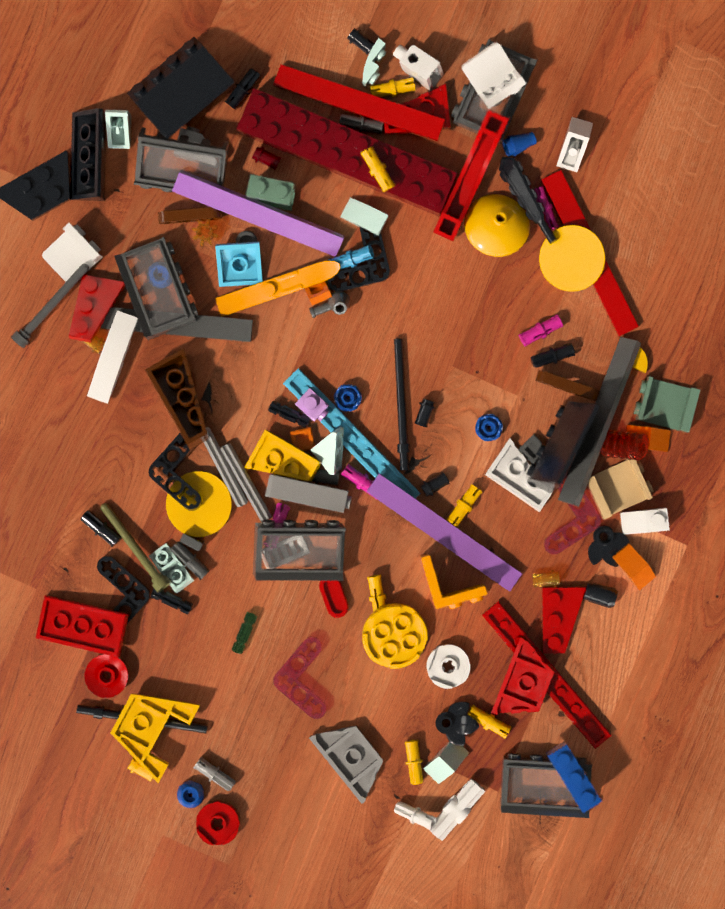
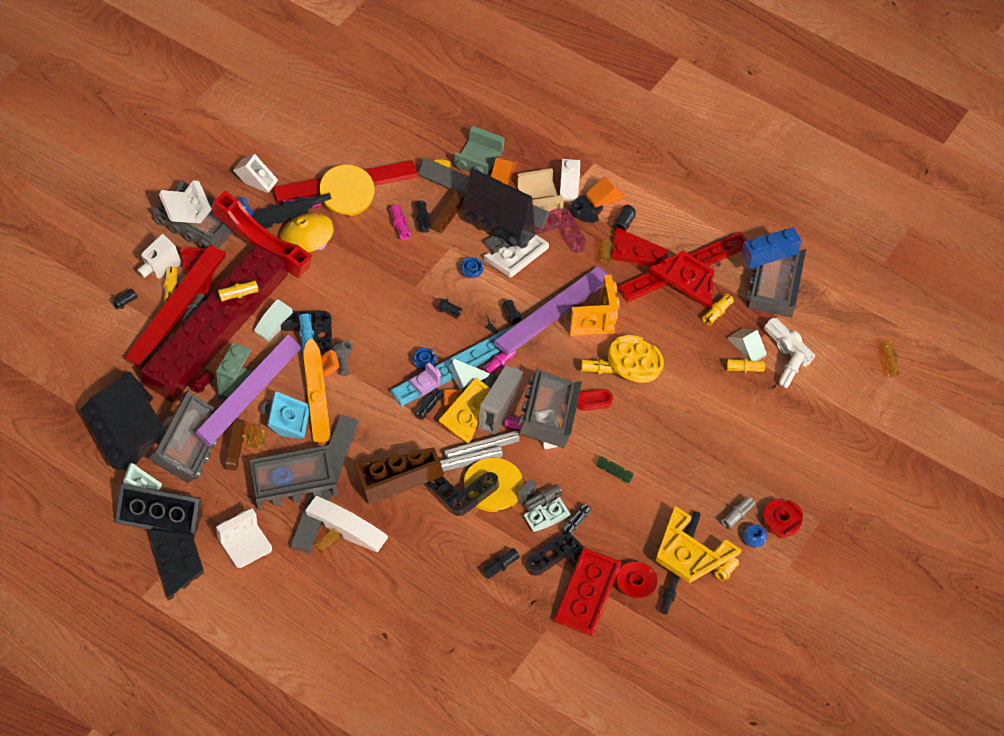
camera: 85 degrees left, 35 degrees down
(23, 335) = (308, 594): dark grey piece -> none
(93, 303) = (295, 530): red wing -> none
(159, 580) = (557, 520): olive piece -> none
(294, 674) = (659, 439): clear pink beam -> none
(350, 757) = (736, 408): light grey wing -> none
(371, 69) = (147, 294): light aqua slope -> none
(403, 446) = (475, 328): black bar -> none
(453, 677) = (667, 337): white plate -> none
(460, 723) = (716, 327): black plate -> none
(464, 505) = (532, 294): yellow pin -> none
(625, 445) = (508, 172): clear red piece -> none

